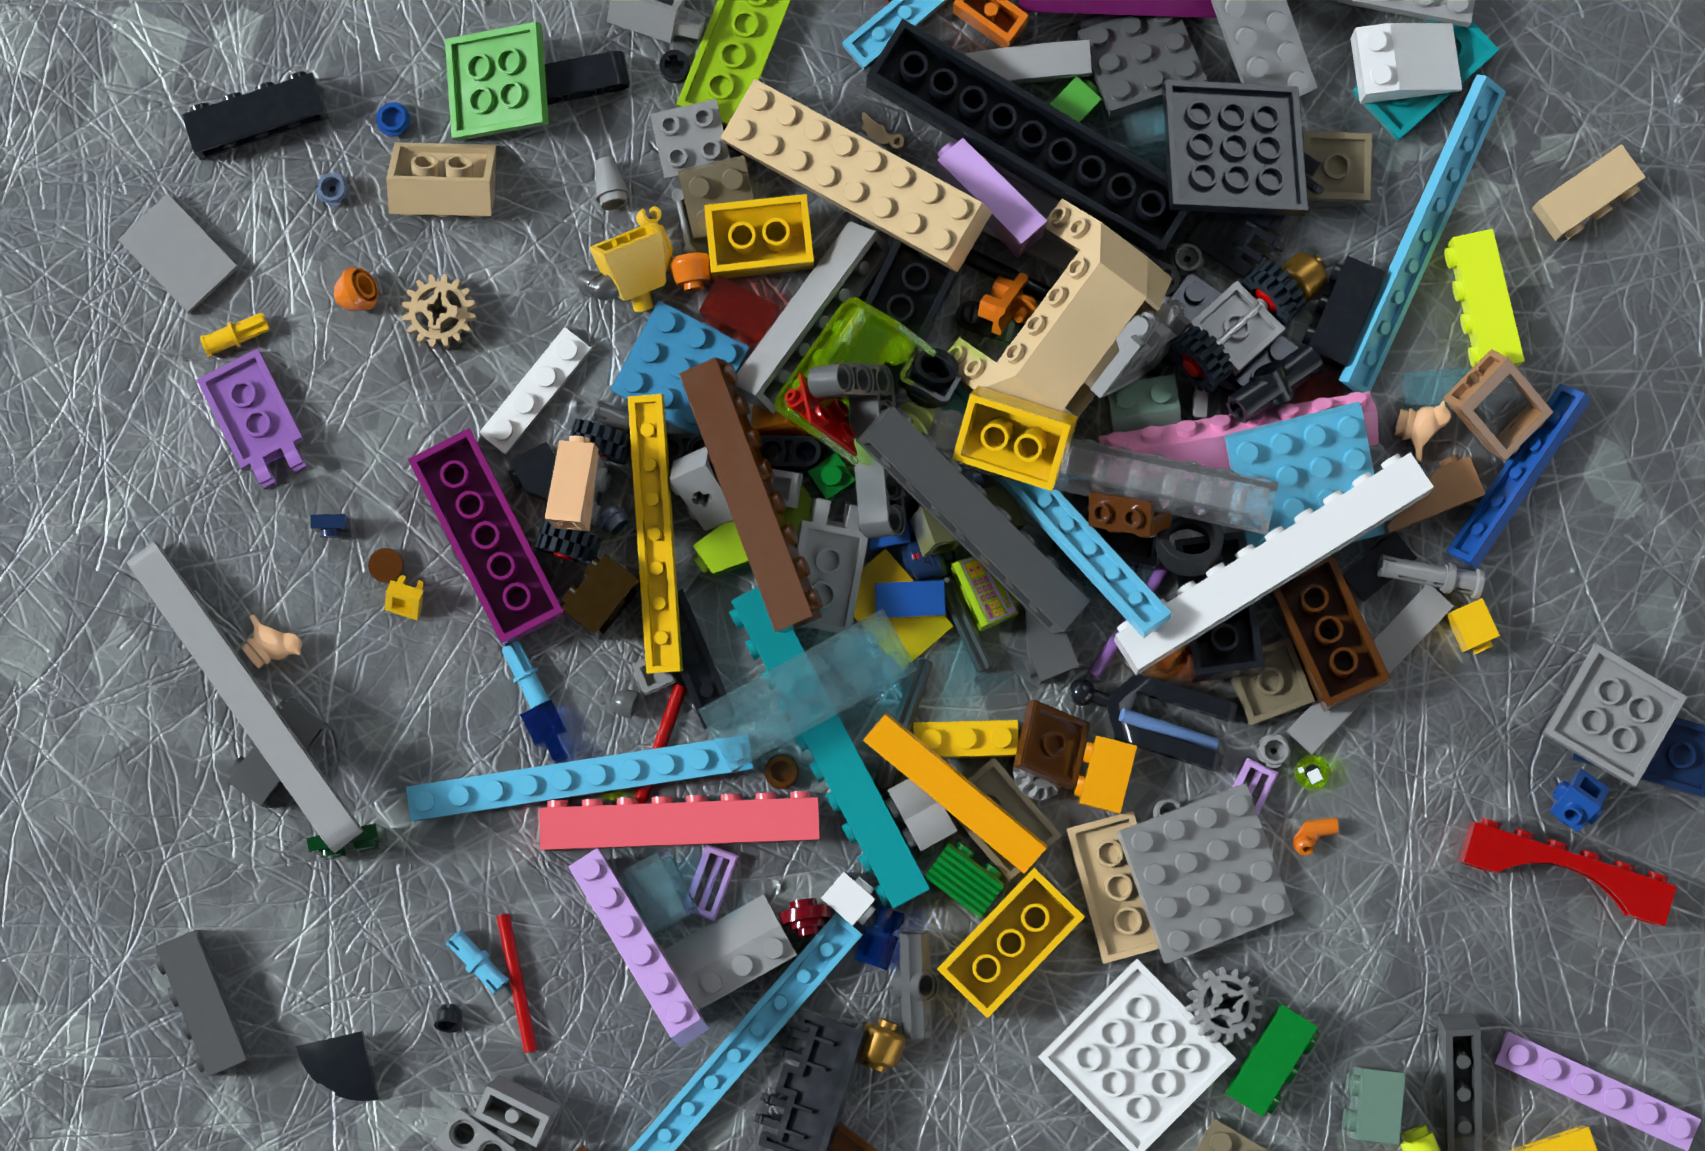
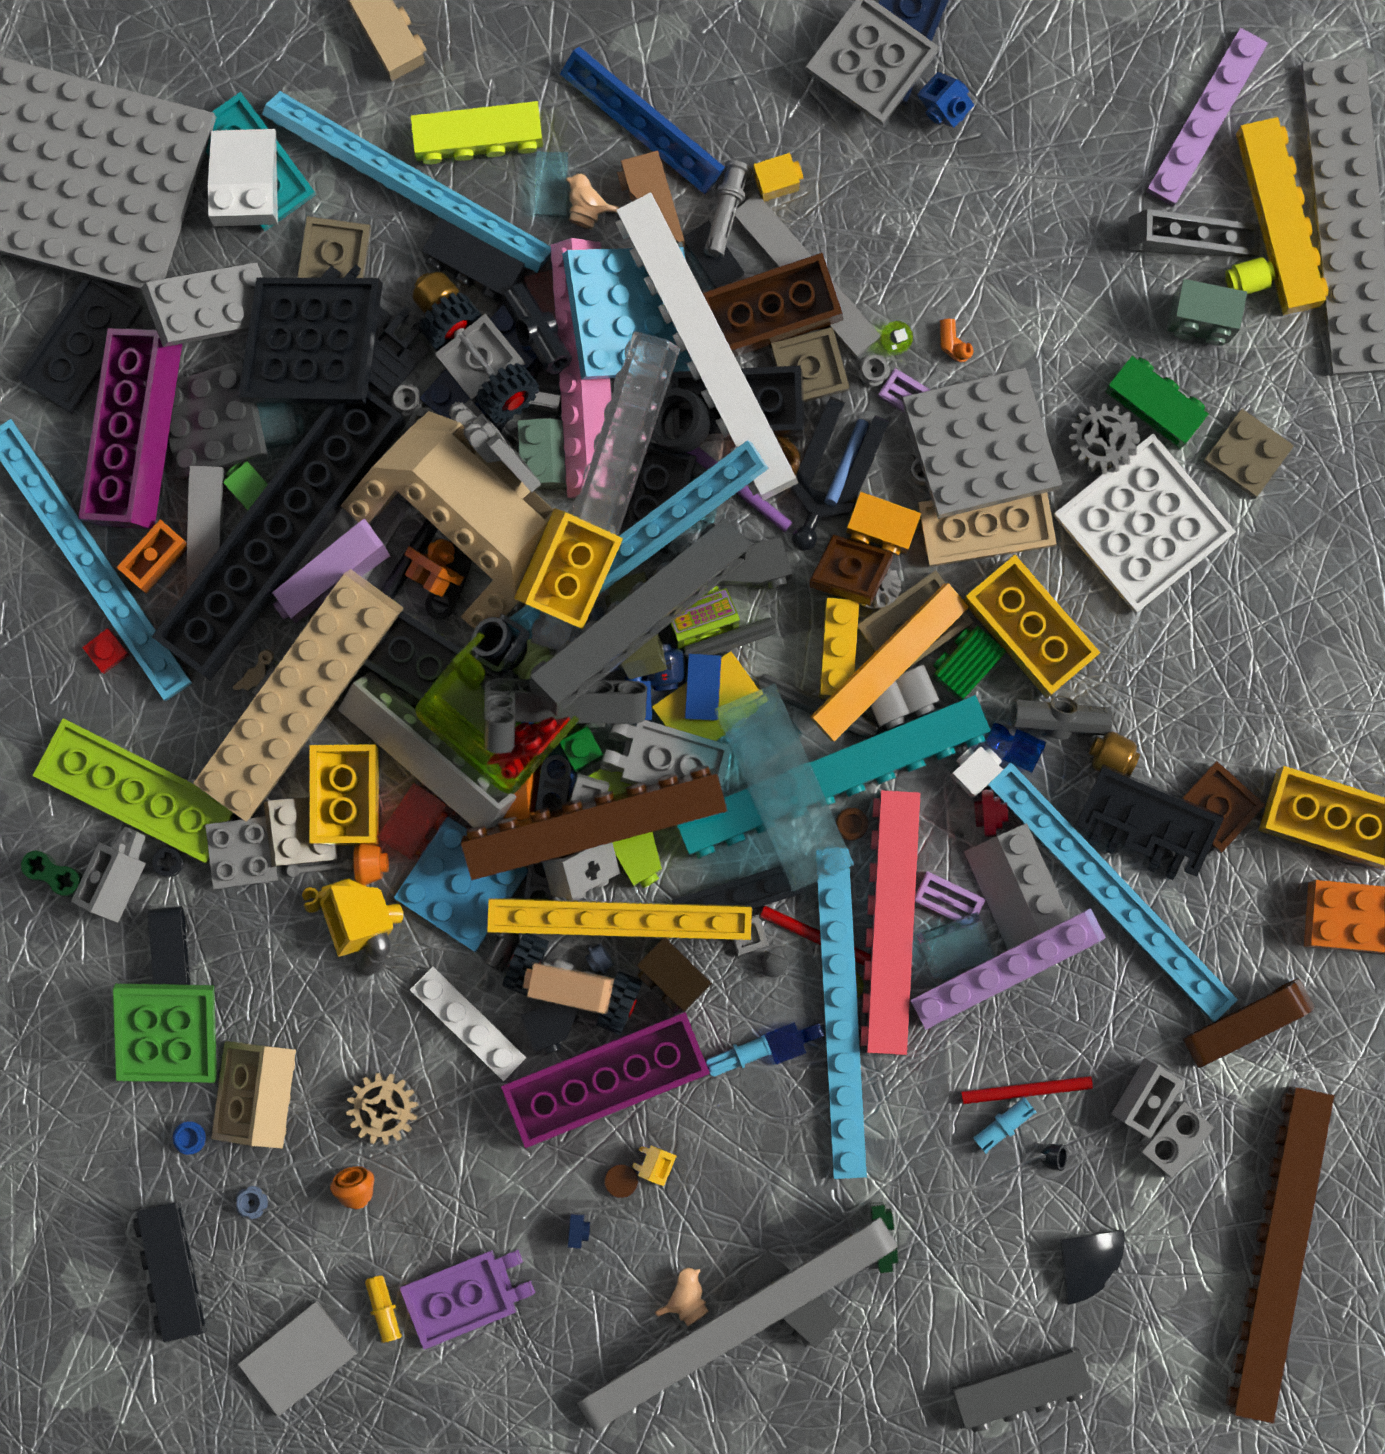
camera: 90 degrees left, 0 degrees up
(610, 185) = (276, 934): light grey cone -> none
(1126, 514) = (650, 473): reddish brown bracket -> none
(1478, 385) = (567, 154): medium nougat window -> none
(1636, 895) = (1035, 62): red arch -> none

